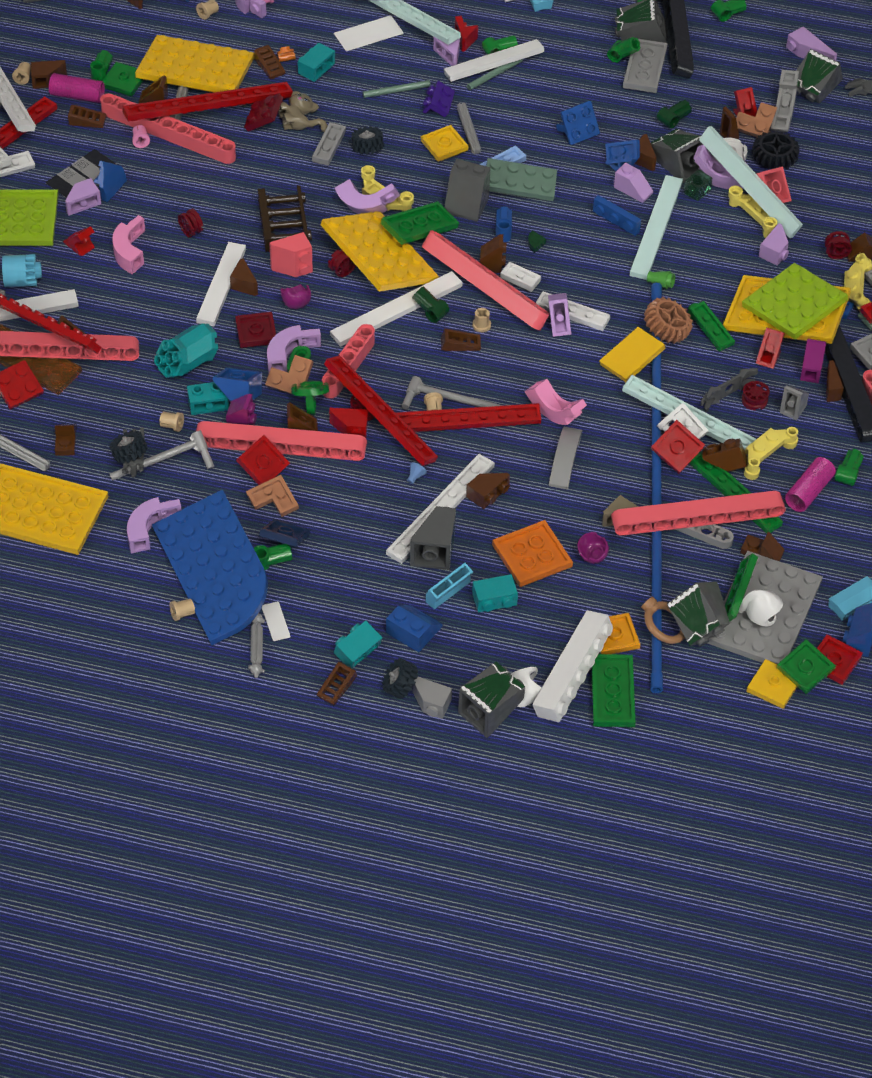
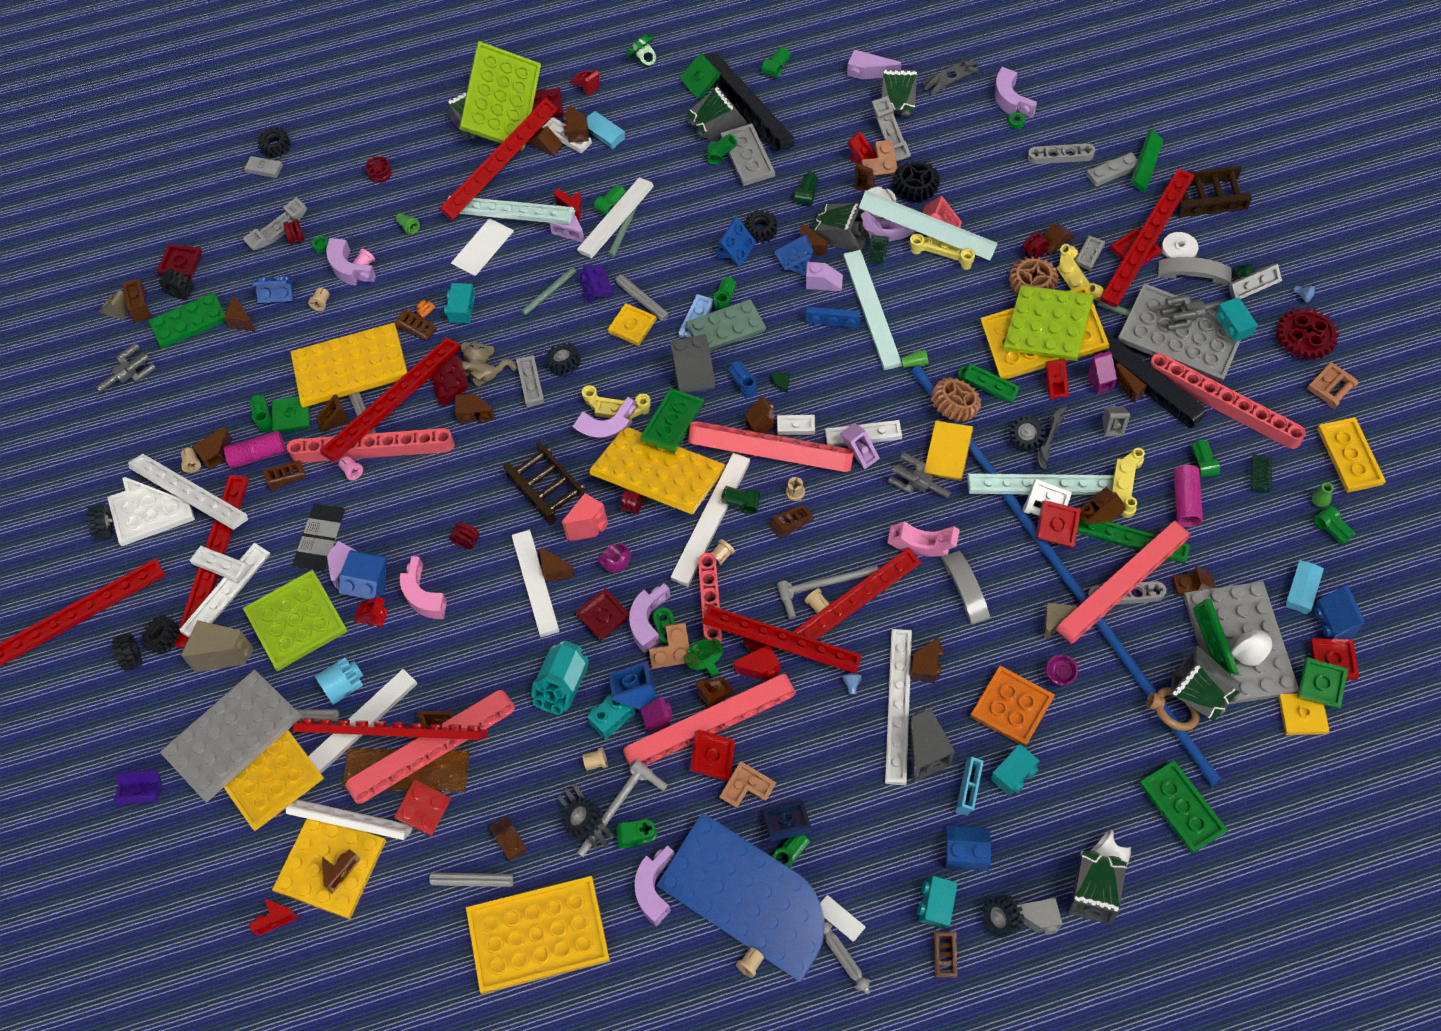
camera: 25 degrees left, 10 degrees up
(92, 209) = (363, 575): none -> blue slope
(110, 179) = (355, 531): blue slope -> none
(162, 482) = (632, 833): none -> green piece
(266, 140) = (472, 409): none -> reddish brown slope
(385, 334) = (722, 551): none -> tan bush
(539, 156) = (725, 293): none -> green piece
(573, 666) = (1138, 806): white brick -> none
(587, 359) = (917, 478): none -> dark grey plant
(610, 129) = (761, 218): none -> black tyre
(623, 635) = (1139, 745): light orange tile -> none
(709, 373) = (1027, 433): none -> black wheel
(754, 396) = (1077, 433): dark red wheel -> none
(775, 246) = (985, 274): lavender slope -> none
(819, 263) = (1024, 271): none -> nougat gear

